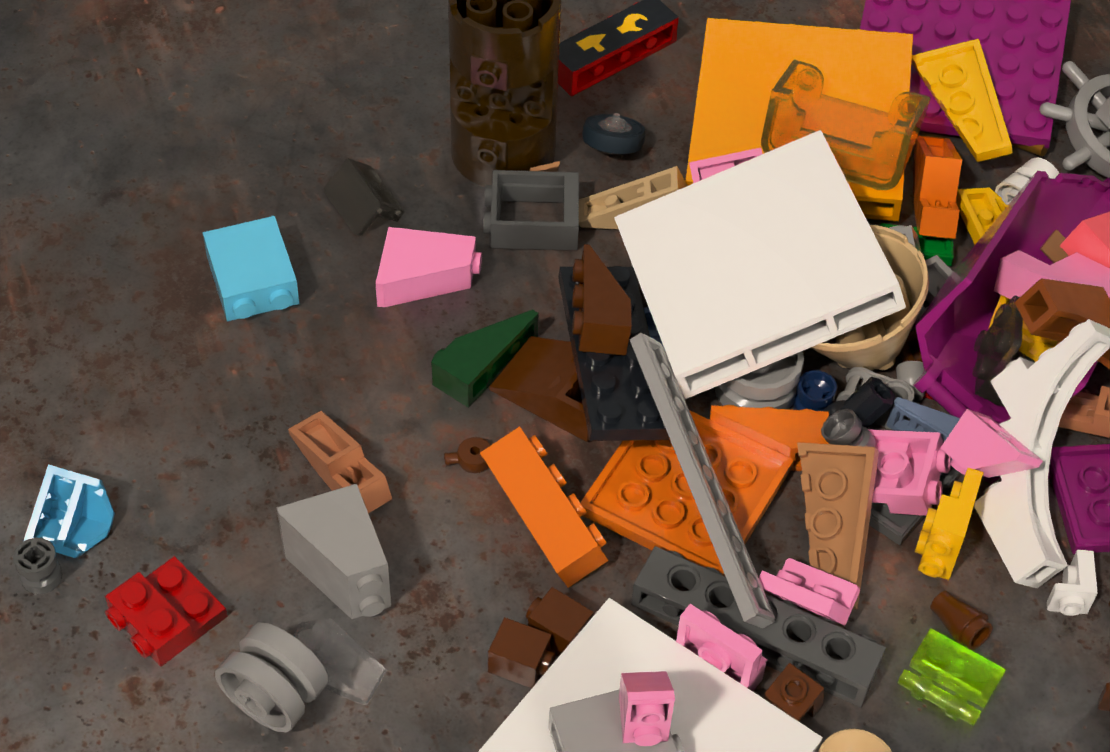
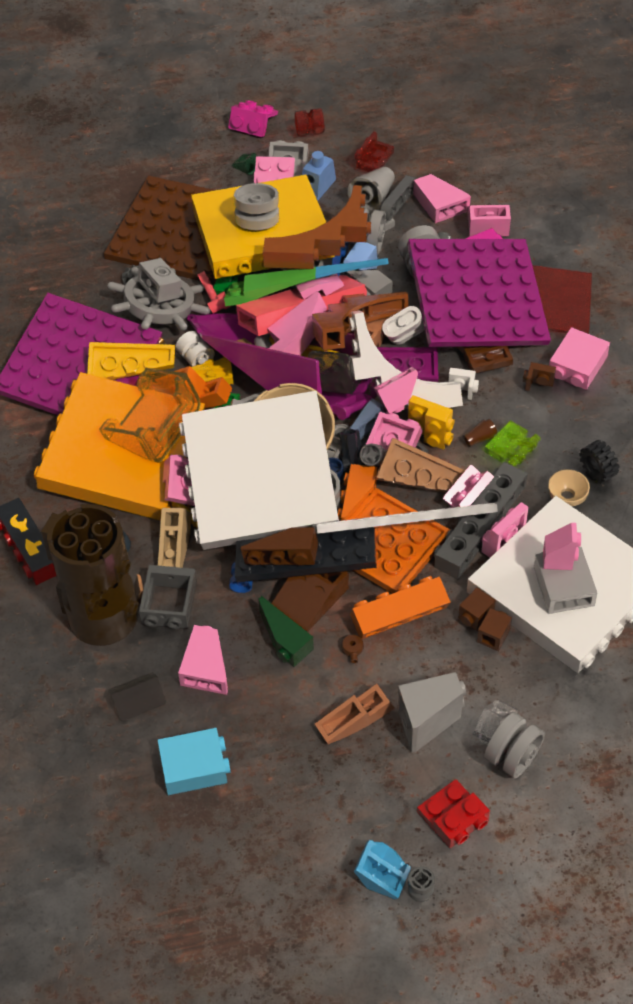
camera: 80 degrees left, 0 degrees up
(795, 693) = (531, 500): reddish brown bracket -> none

